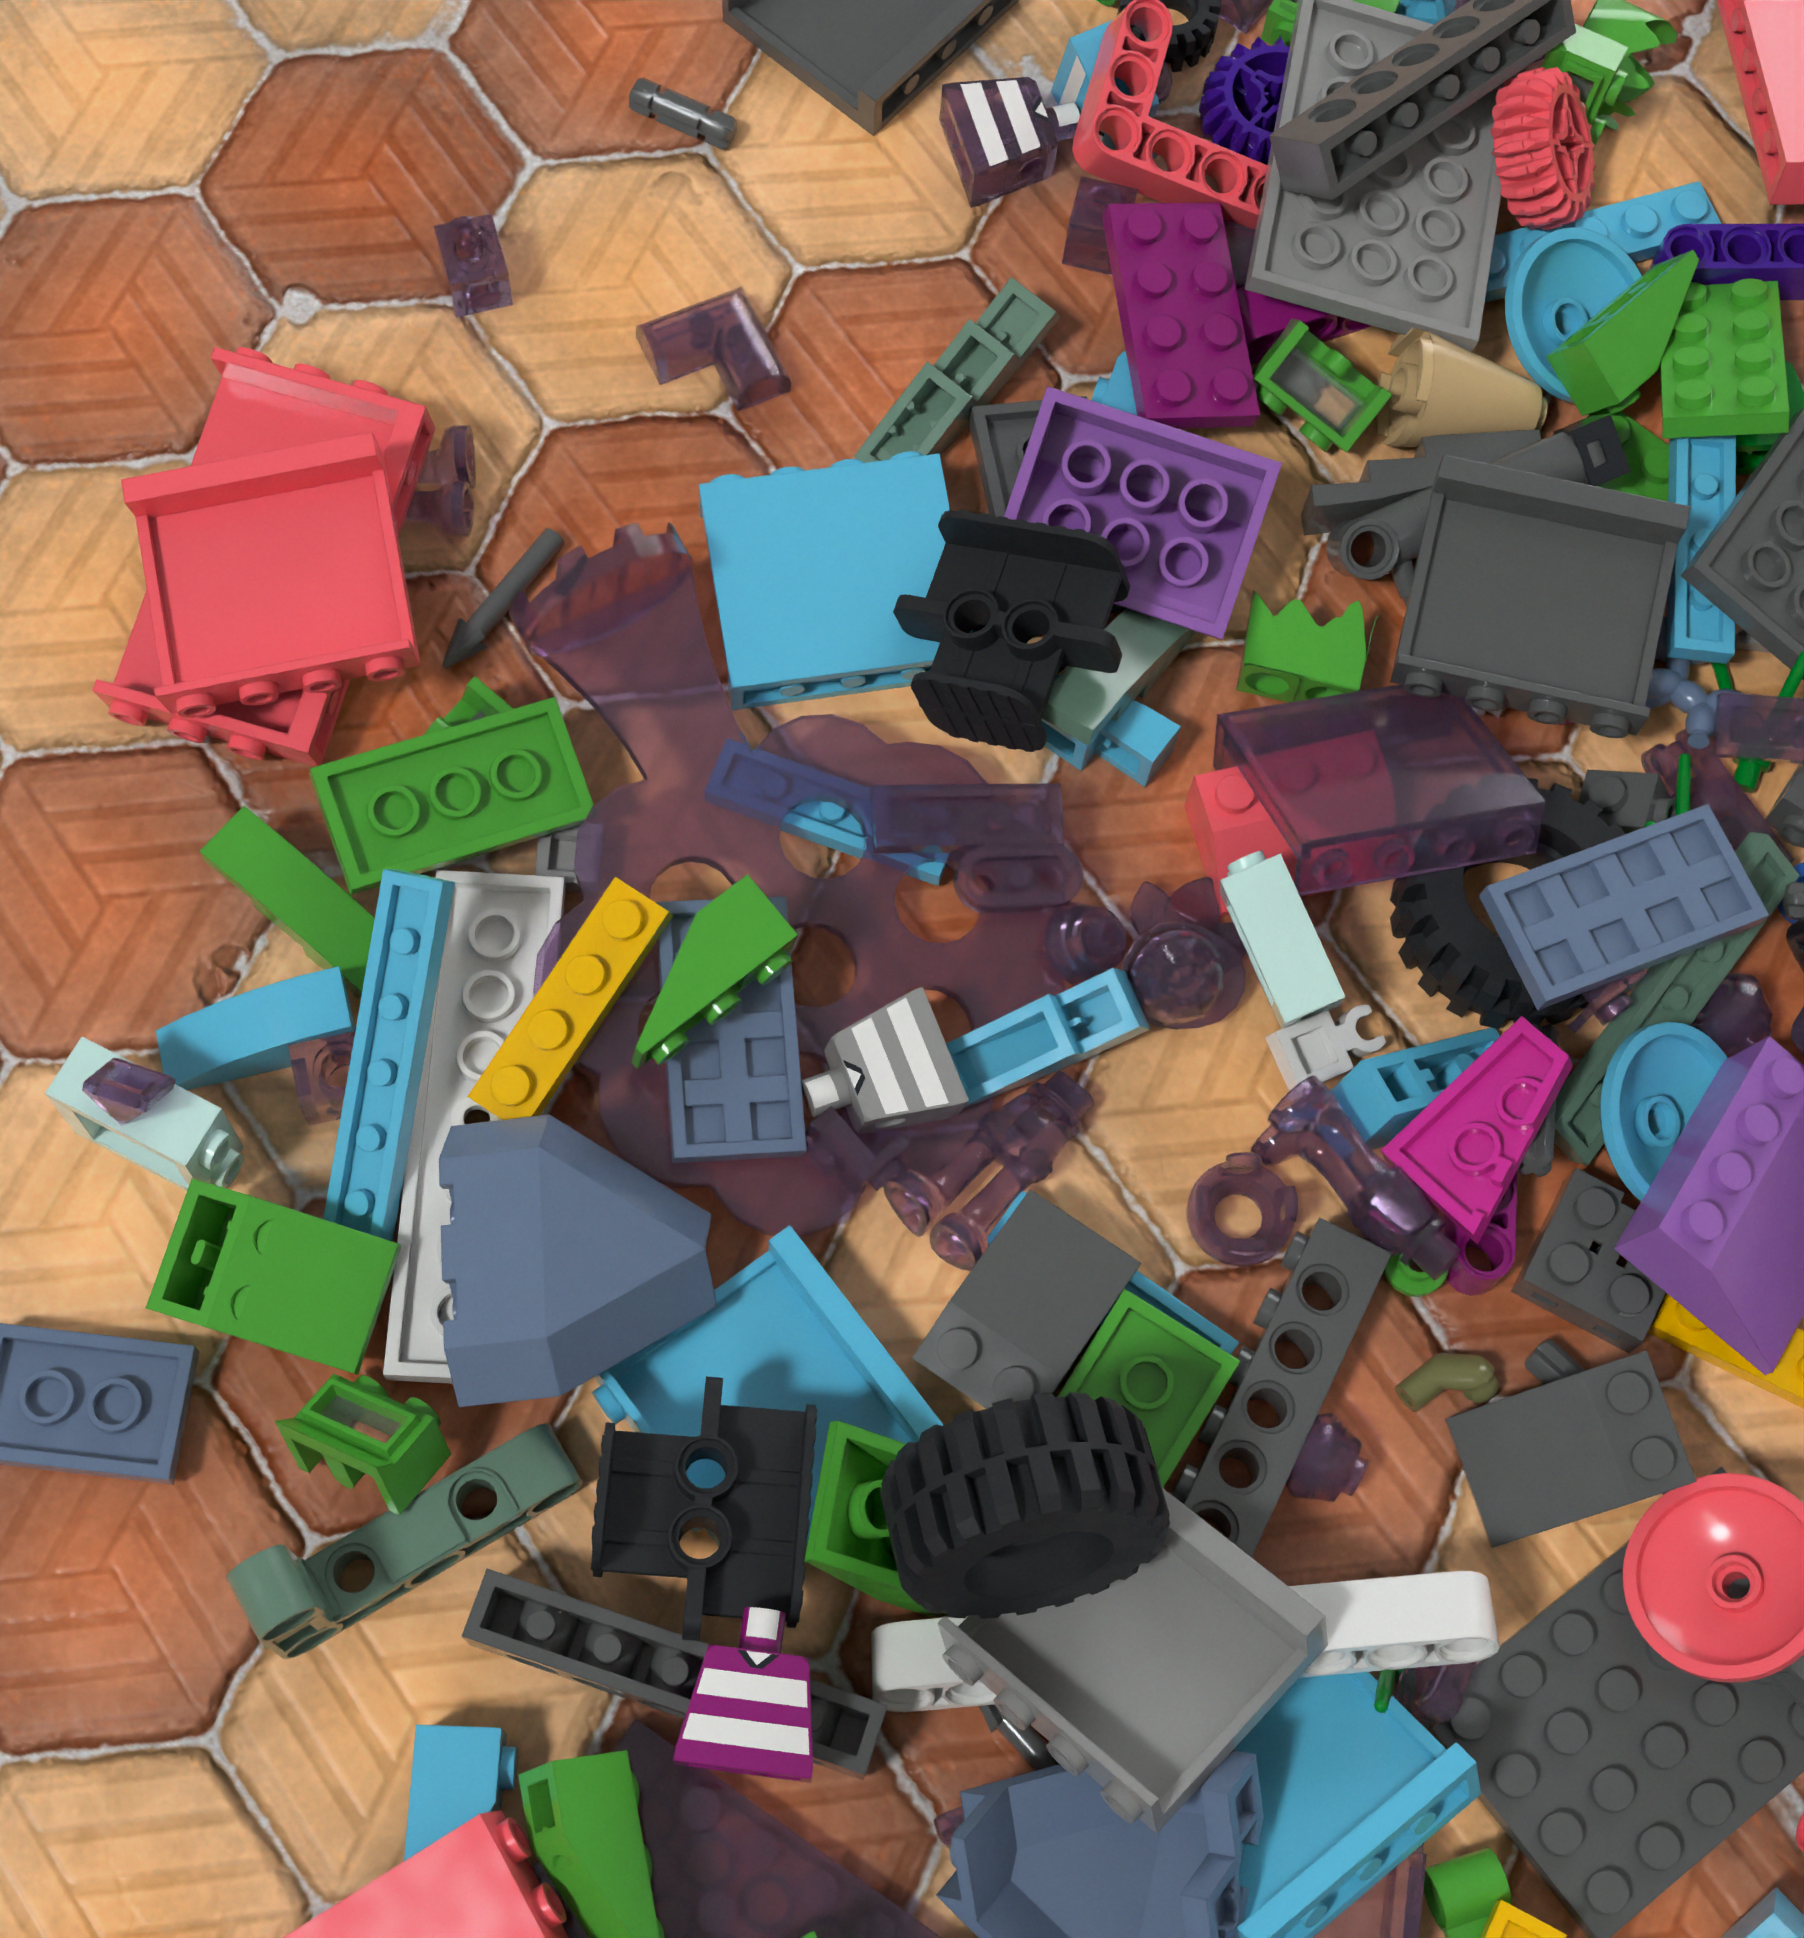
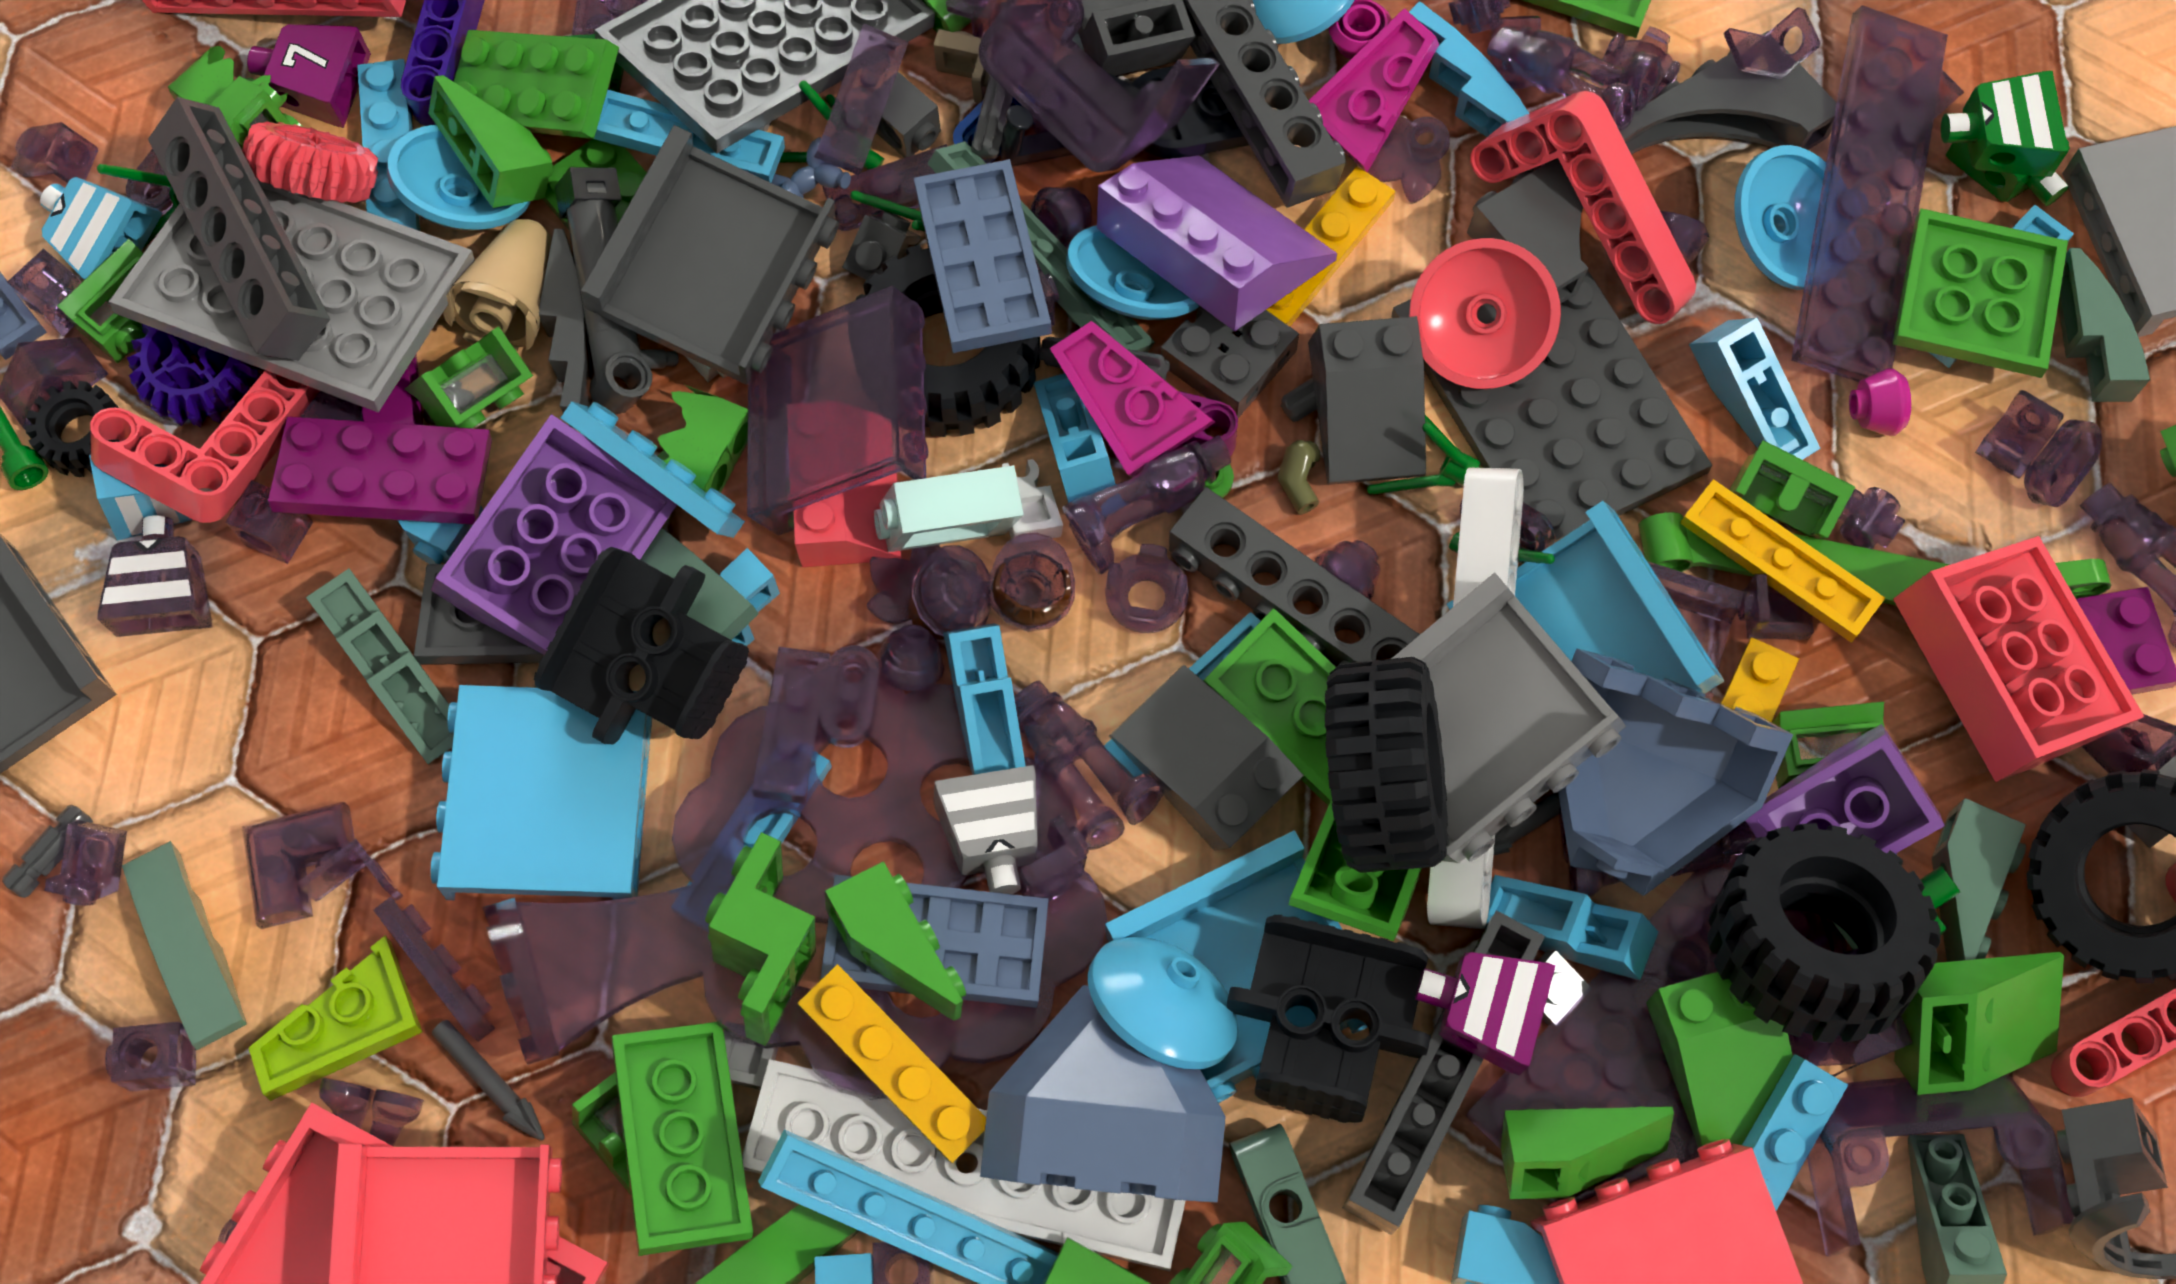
camera: 70 degrees left, 0 degrees up
(538, 439) = (347, 1023): none -> lime wing
(593, 263) = (184, 946): none -> sand green slope
(650, 477) = (437, 967): none -> plate
(671, 154) = (89, 863): none -> clear purple bracket
(674, 1301) = (1162, 1002): none -> medium azure dish
(692, 803) = (761, 937): none -> bright green bracket
(716, 393) = (339, 866): none -> bracket
(816, 1810) = (1565, 988): none -> plate
(897, 1820) = (1577, 926): none -> medium azure slope
(1213, 1064) = (1032, 582): none -> piece
(1244, 605) = (670, 479): none -> medium azure plate
(1512, 1586) = (1451, 471): none -> green plant
(1679, 137) = (314, 68): none -> magenta torso

